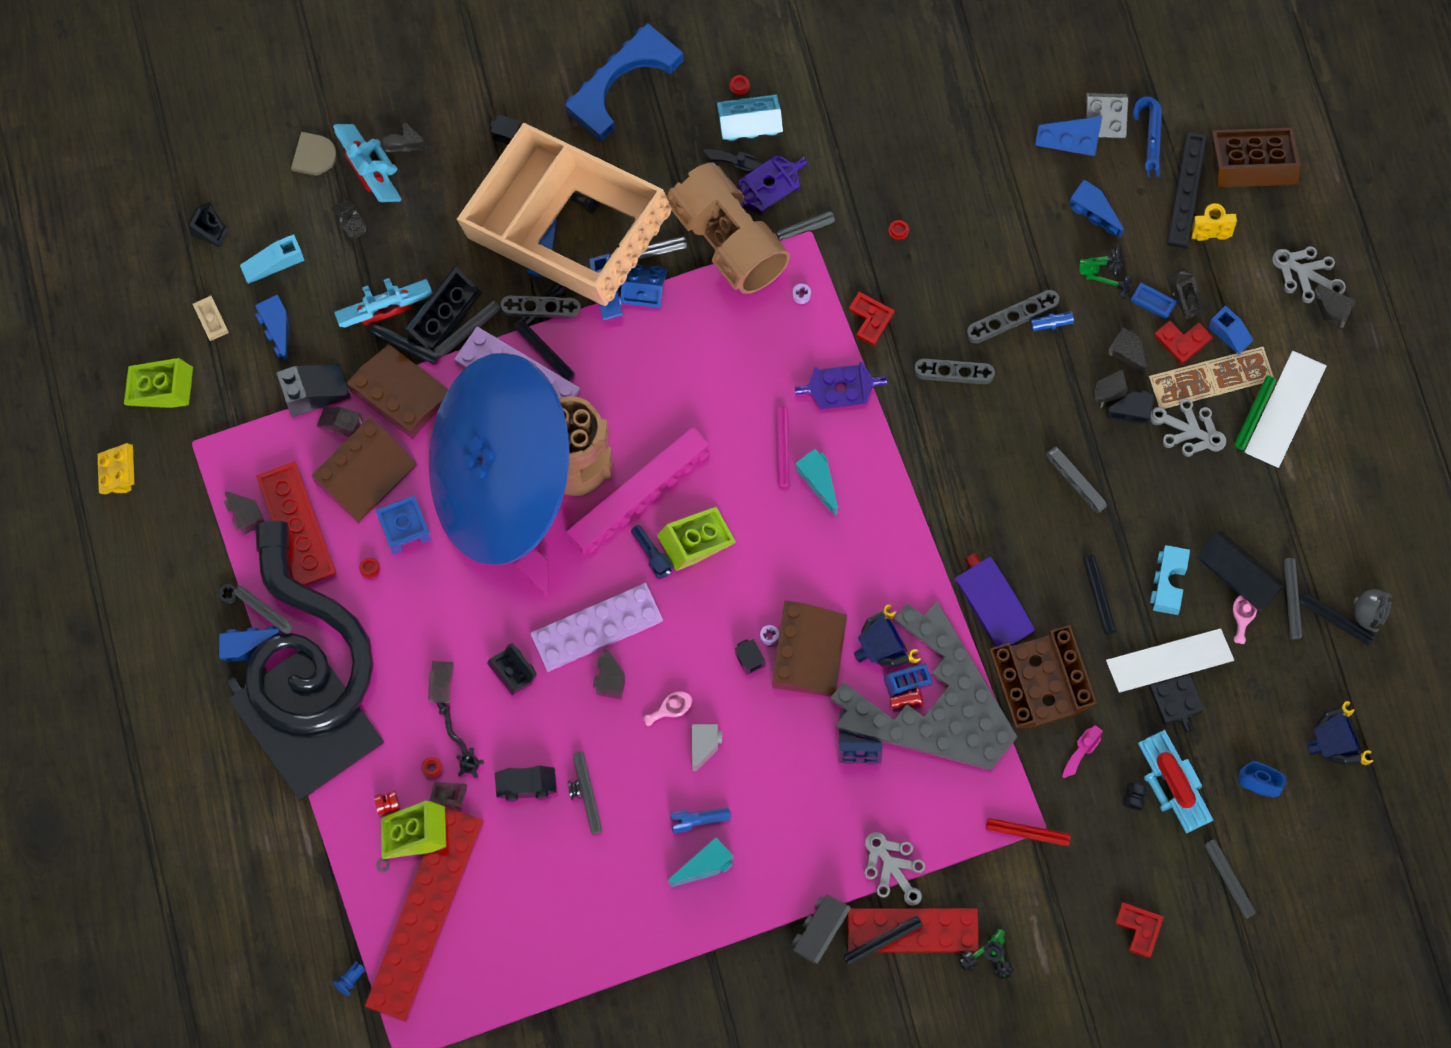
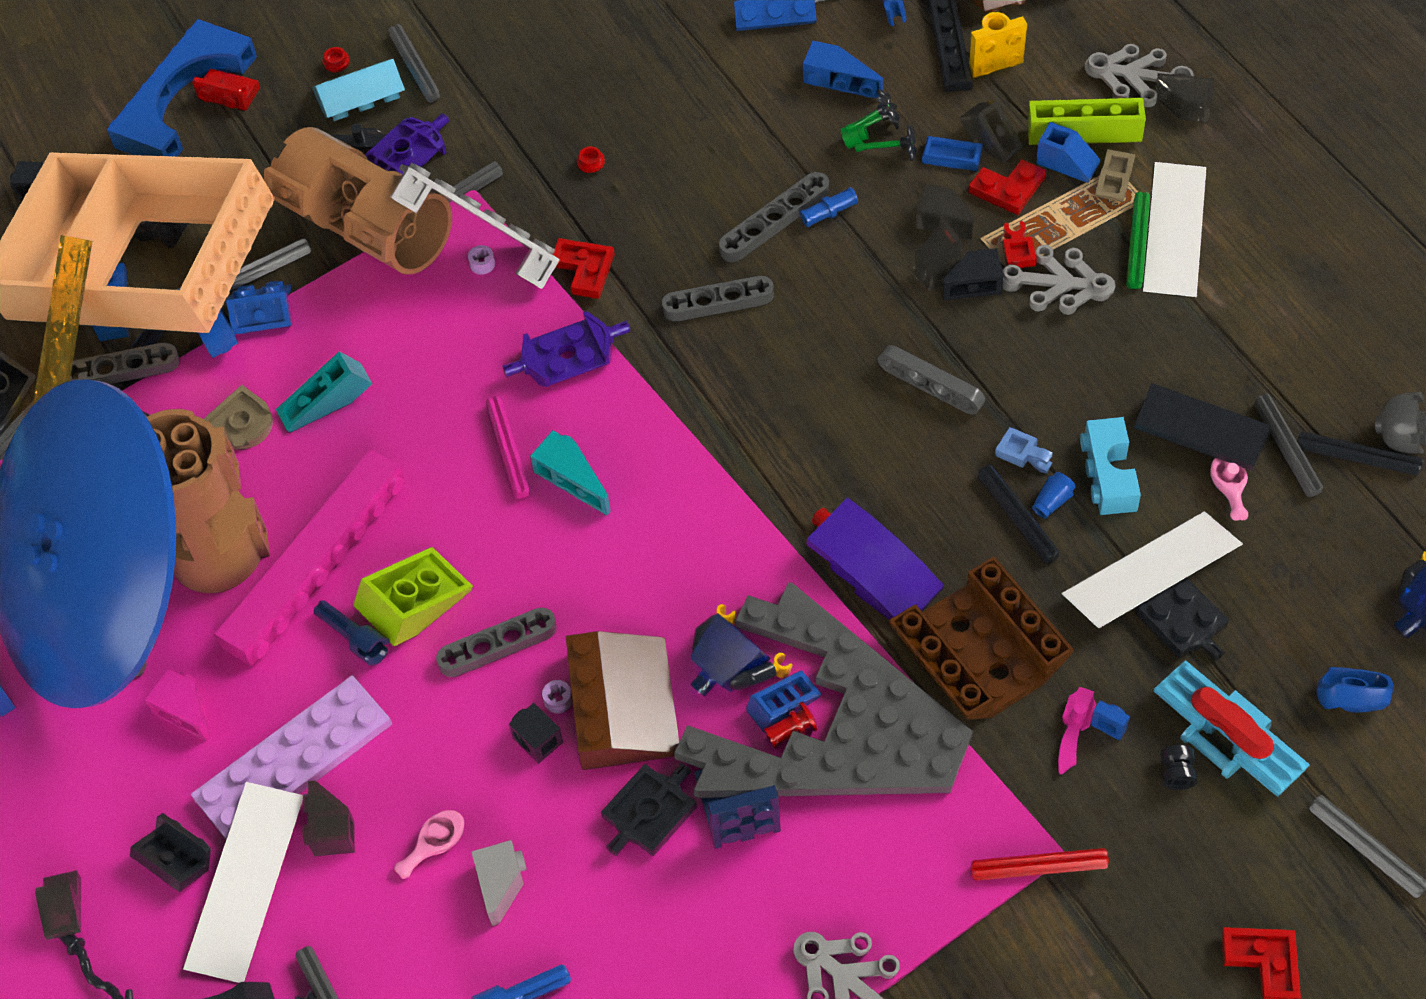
camera: 15 degrees left, 15 degrees down
(510, 276) = (63, 314): none -> clear yellow plate
(552, 699) = (243, 883): none -> white sticker
(611, 372) = (243, 417): none -> dark tan tile
(656, 87) = (226, 89): none -> red bracket
(672, 370) = (326, 391): none -> teal slope
(740, 582) = (494, 637): none -> dark grey beam
(774, 245) = (415, 187): none -> bracket
(795, 105) = (414, 63): none -> dark grey axle
(805, 727) = (649, 809): none -> black plate
(1105, 753) = (1110, 720): none -> blue plate
(1117, 549) = (1020, 447): none -> medium blue plate
(1126, 589) = (1053, 494): none -> blue cone
(1170, 396) = (1017, 248): none -> red plate
(1254, 307) = (1093, 119): none -> lime brick
(1258, 356) = (1115, 175): none -> dark tan slope

